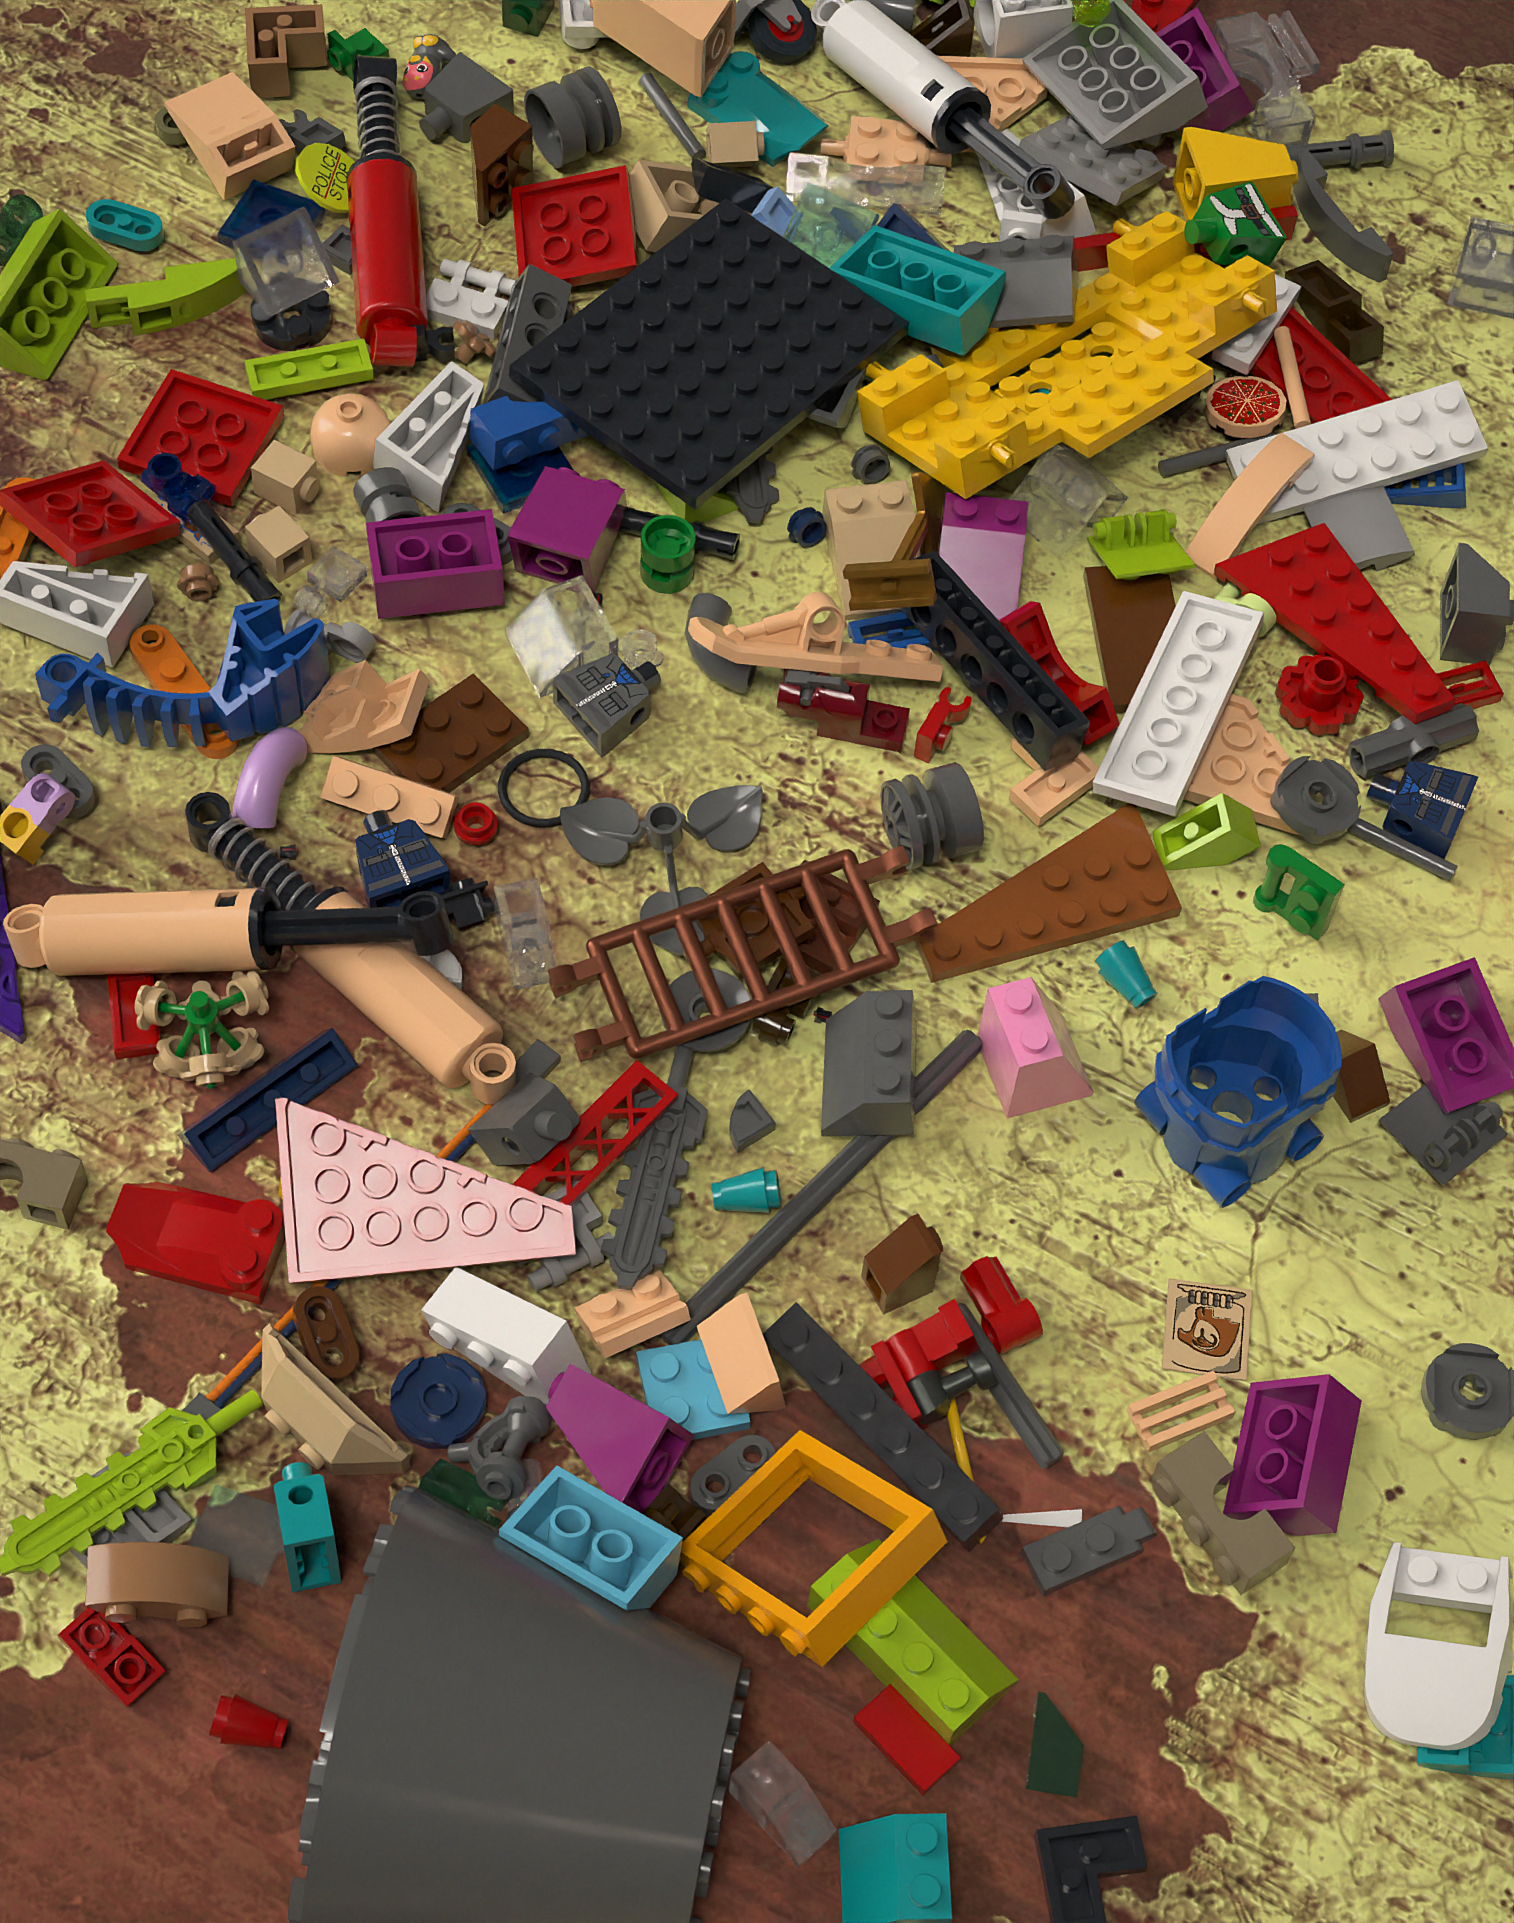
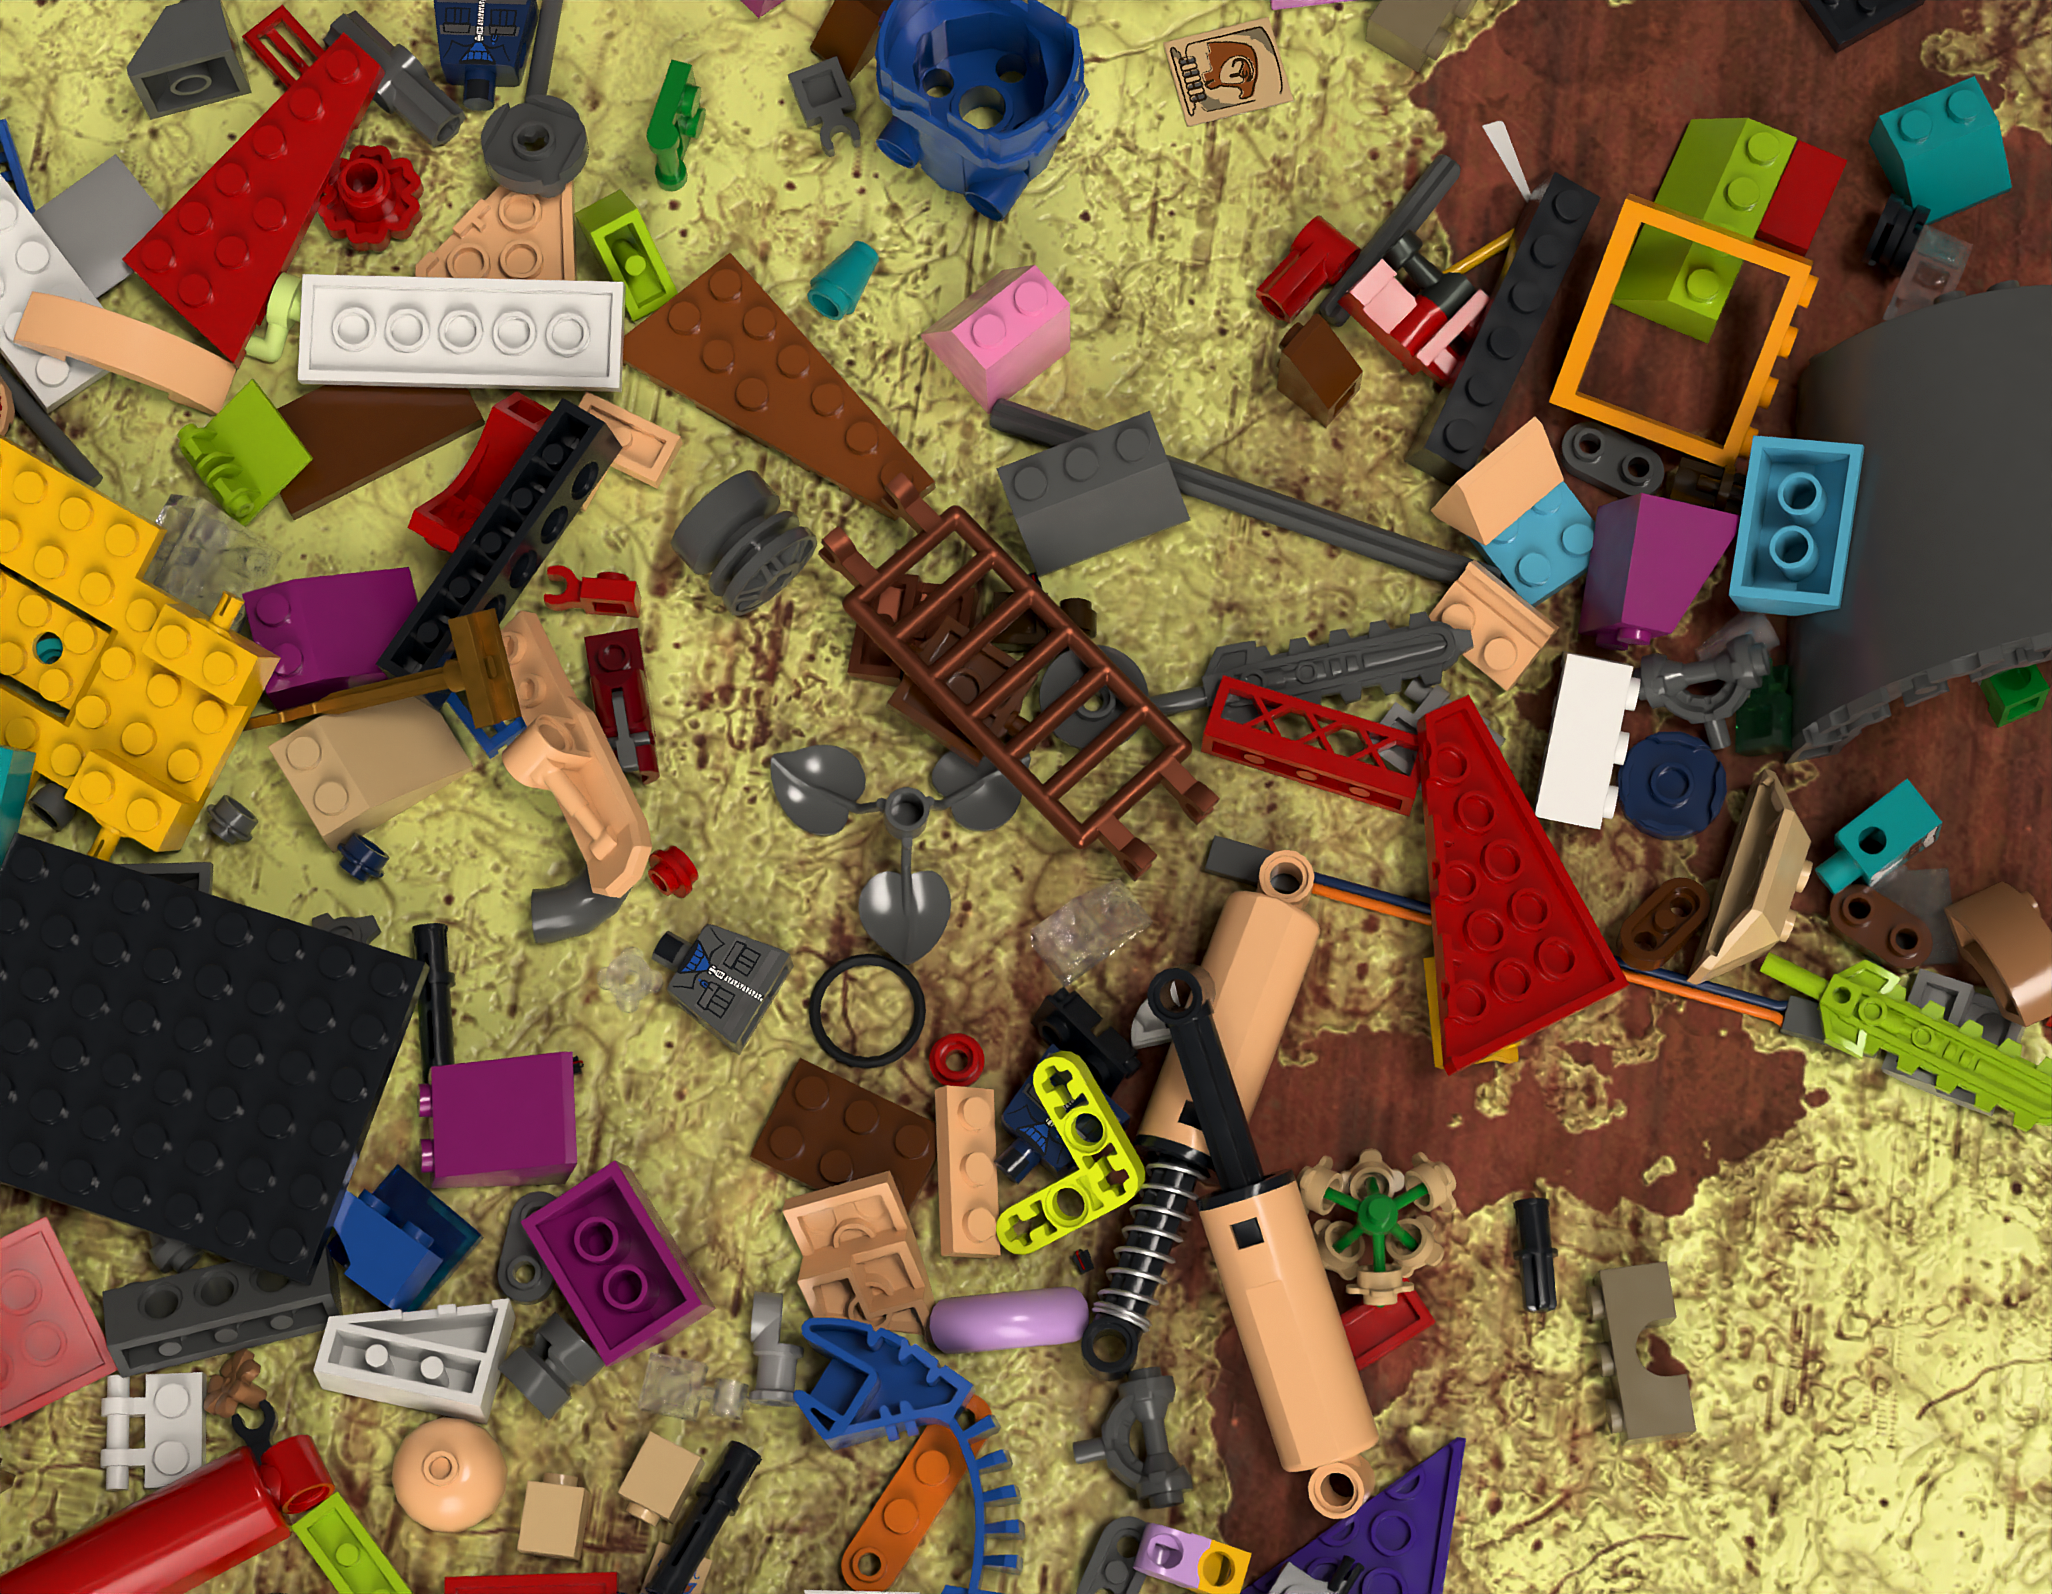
camera: 105 degrees left, 15 degrees up
(109, 829) = (1161, 1476): none -> dark grey piece
(124, 1140) = (1535, 1254): none -> black axle
(197, 582) = (757, 1552): medium nougat plate -> none
(198, 1238) = (1608, 1114): red slope -> none
(242, 1503) = (1878, 931): none -> reddish brown plate
(253, 1107) = (1404, 1124): dark blue slope -> none
(337, 859) = (1090, 1176): none -> neon yellow beam
(531, 1117) = (1330, 815): dark grey torso -> none
(560, 633) = (663, 1065): clear slope -> none
(667, 554) = (484, 995): green wheel -> none
(704, 698) = (672, 871): none -> red plate
(748, 1192) = (1292, 568): teal cone -> none
(749, 1122) = (1202, 607): dark grey tile -> none
(837, 1788) = (1902, 237): none -> black wheel
(1054, 1751) = (1750, 58): clear green slope -> none
(1087, 1548) = (1525, 102): dark grey hinge -> none
(1214, 1396) = (1349, 48): light nougat tile -> none

